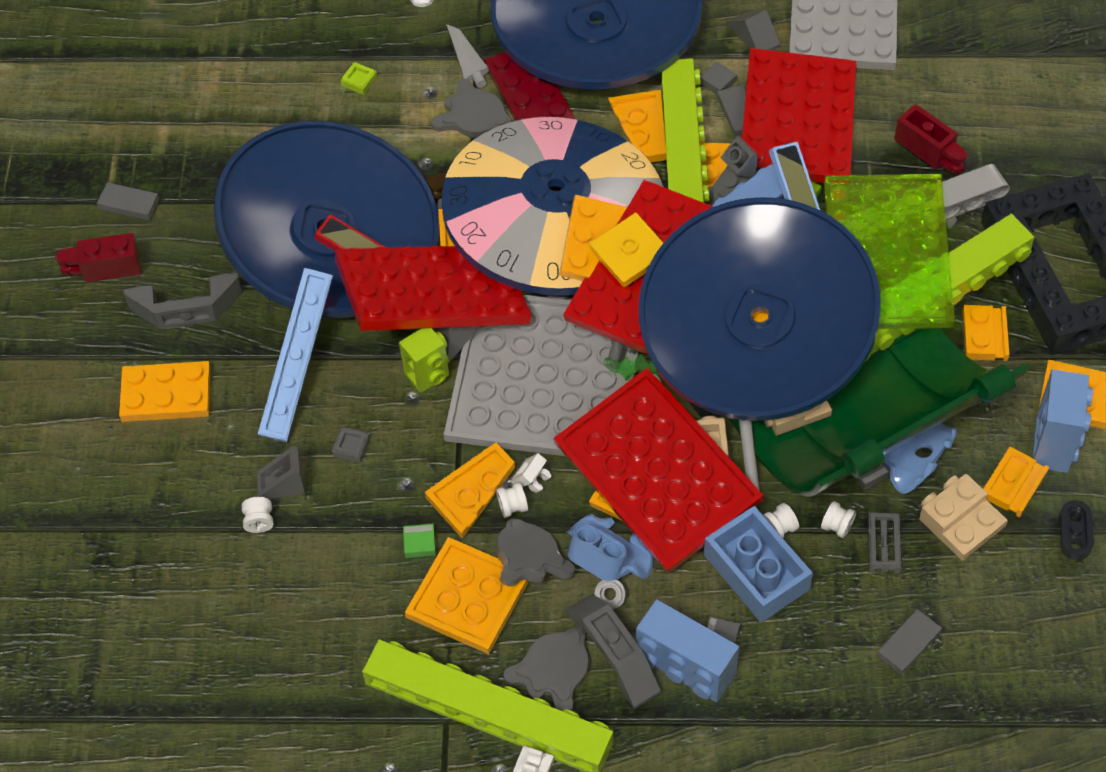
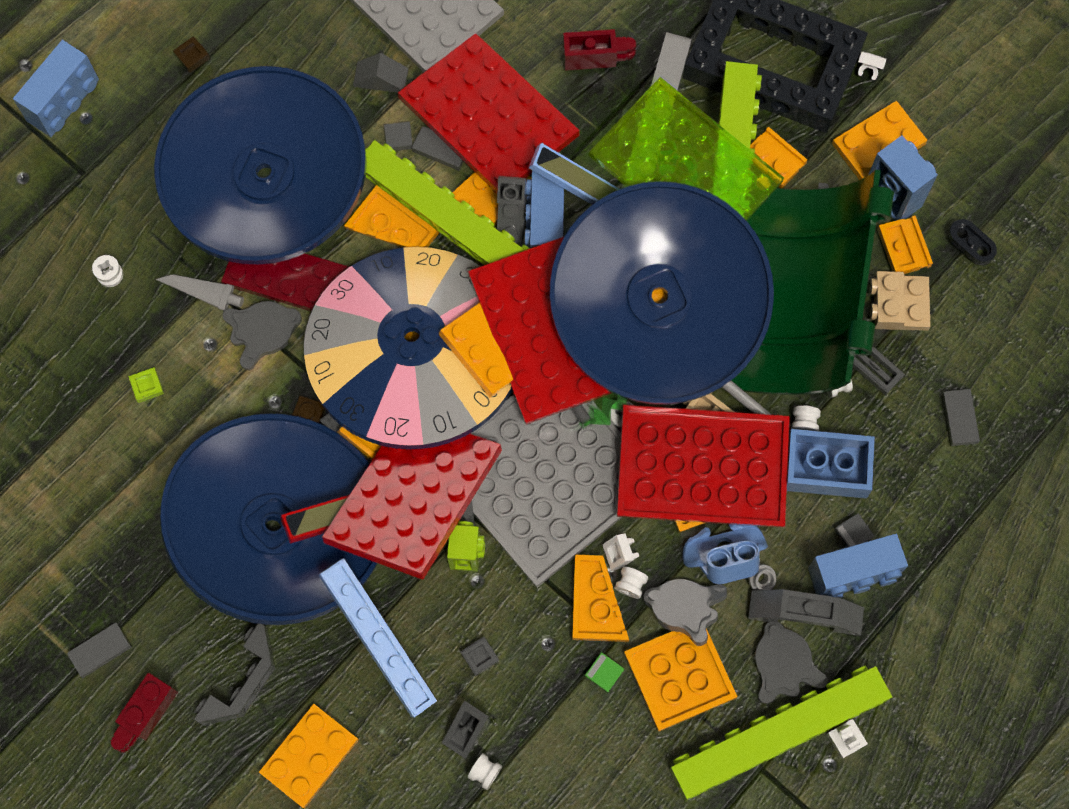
camera: 50 degrees left, 15 degrees up
(627, 249) = (523, 333): yellow plate -> none

